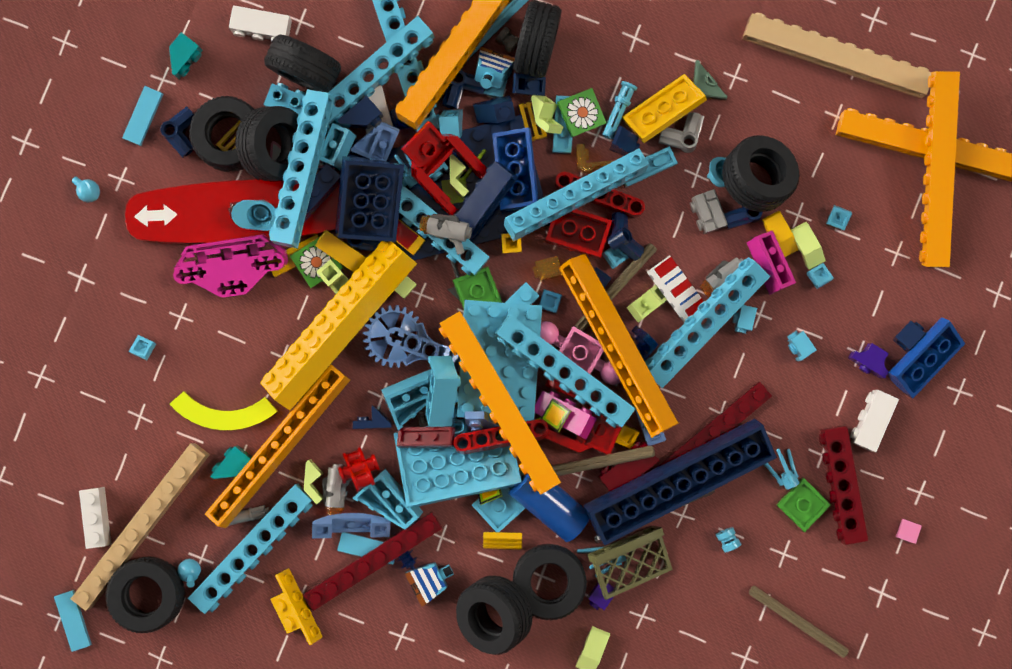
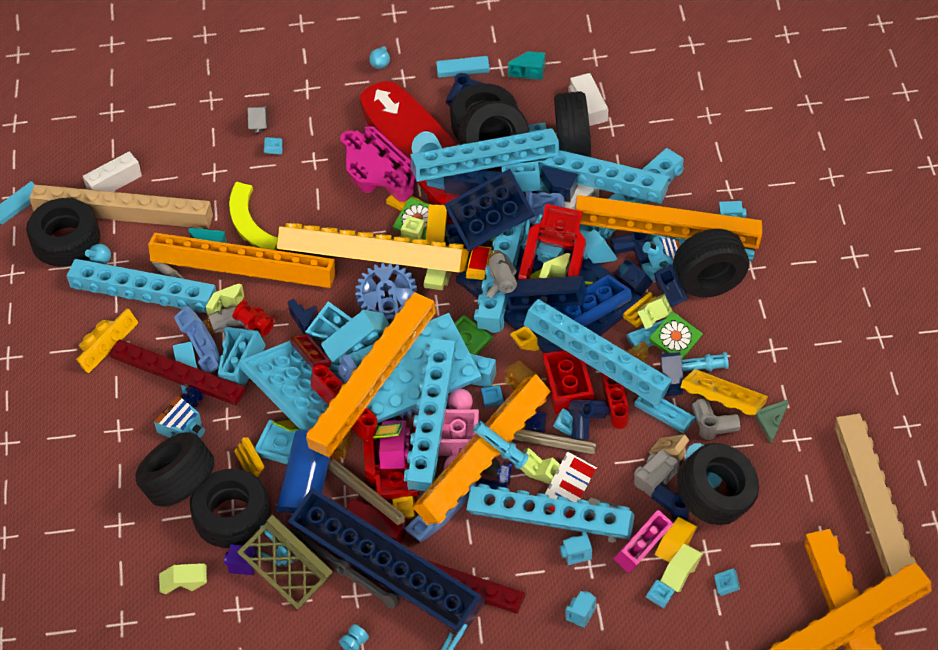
camera: 65 degrees right, 35 degrees down
(97, 344) = (258, 118): none -> slope
(633, 326) = (507, 450): none -> medium azure pin
(691, 186) = (672, 445): none -> tan slope

